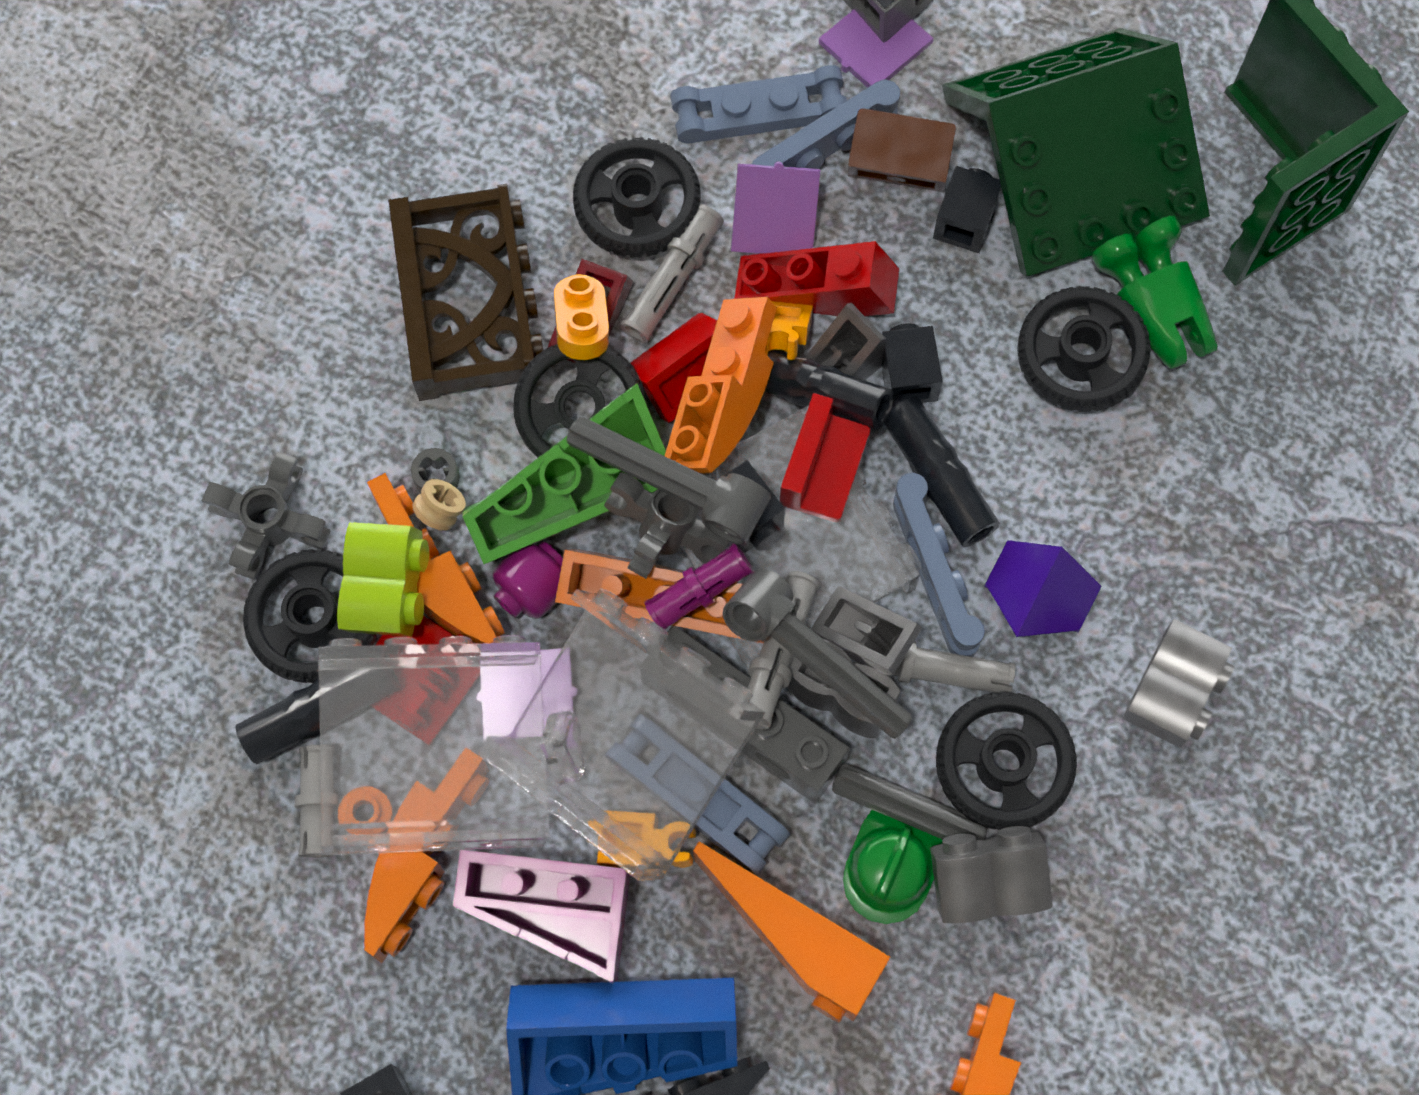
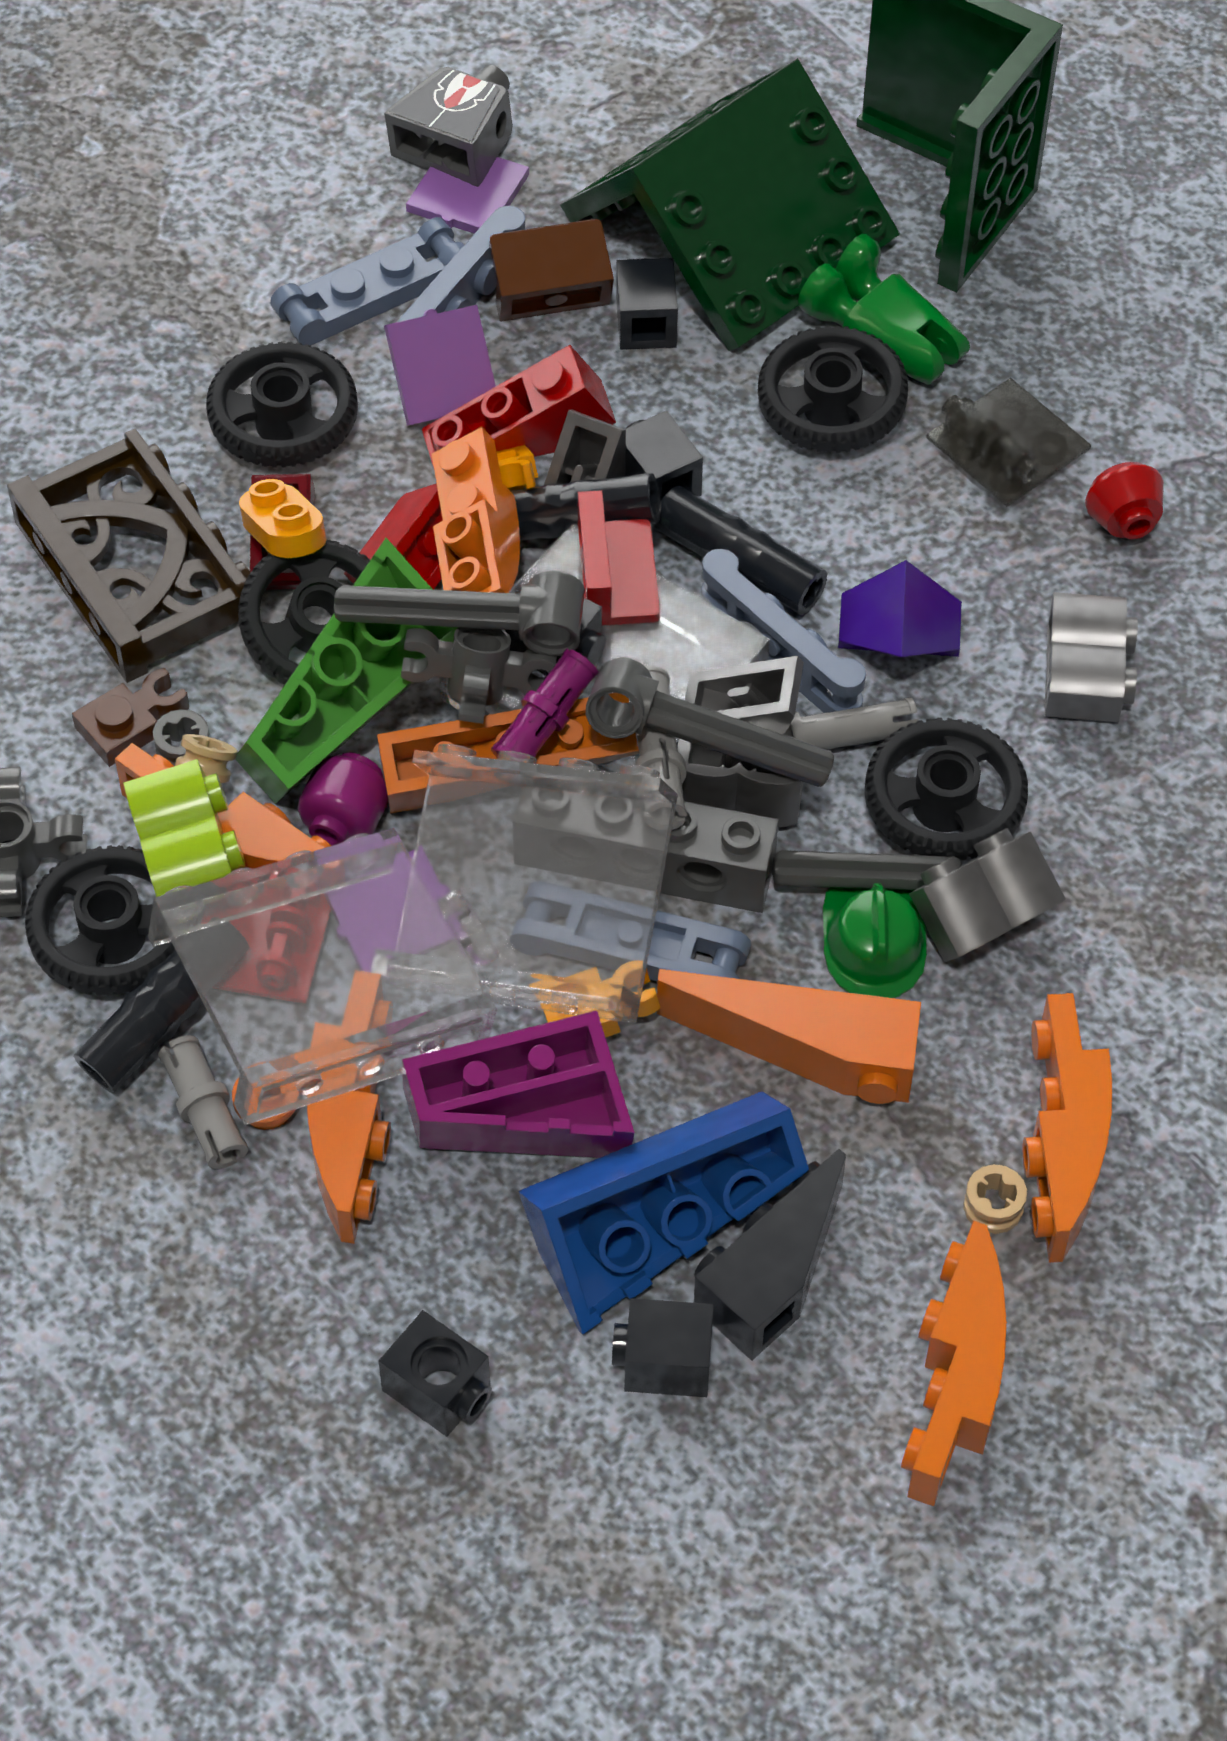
camera: 25 degrees left, 15 degrees down
(399, 436) = (127, 717): none -> plate
(682, 257) = (359, 446): light grey pin -> none
(1209, 449) = (1006, 440): none -> clear smoke hinge
(1280, 550) = (1127, 499): none -> red cone

